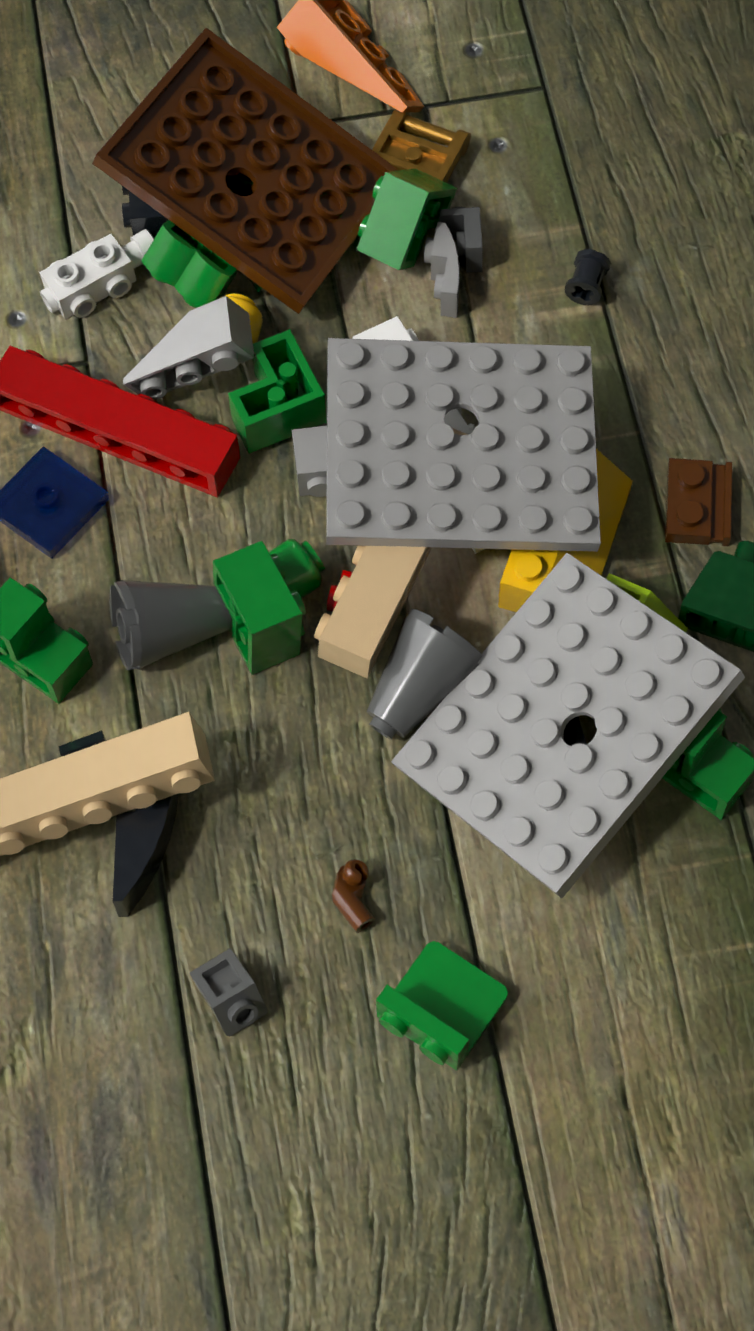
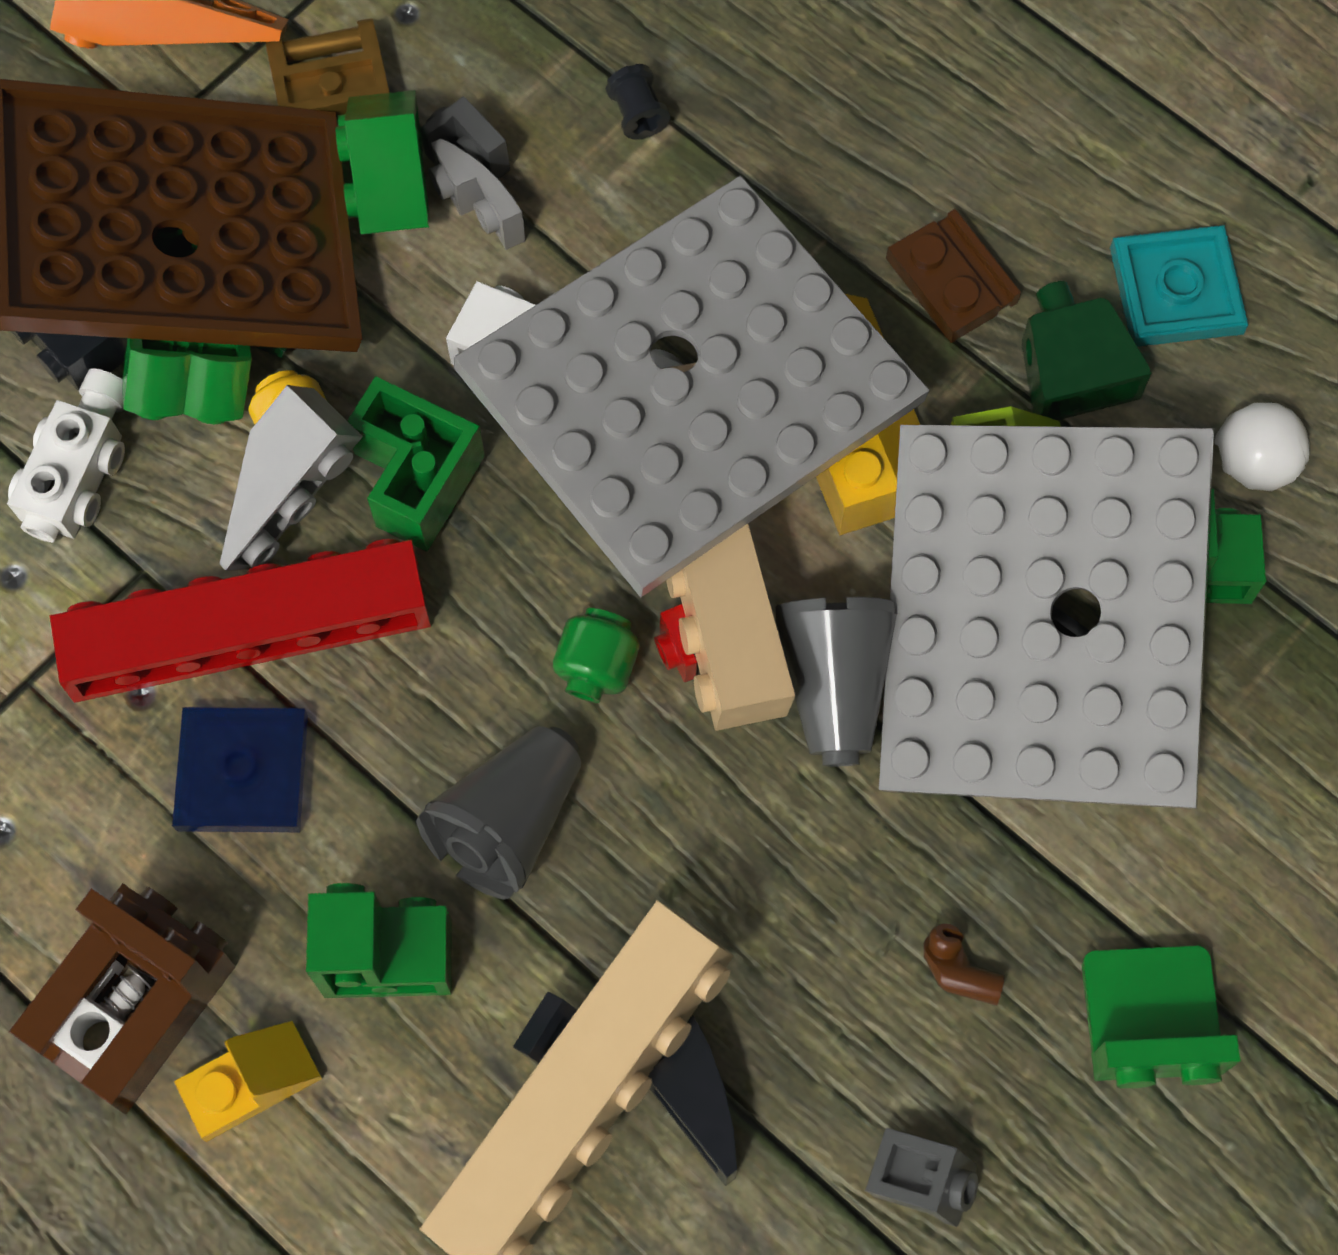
camera: 40 degrees left, 5 degrees up
(261, 606) = (608, 715): green brick -> none
(311, 460) = (517, 508): light grey brick -> none

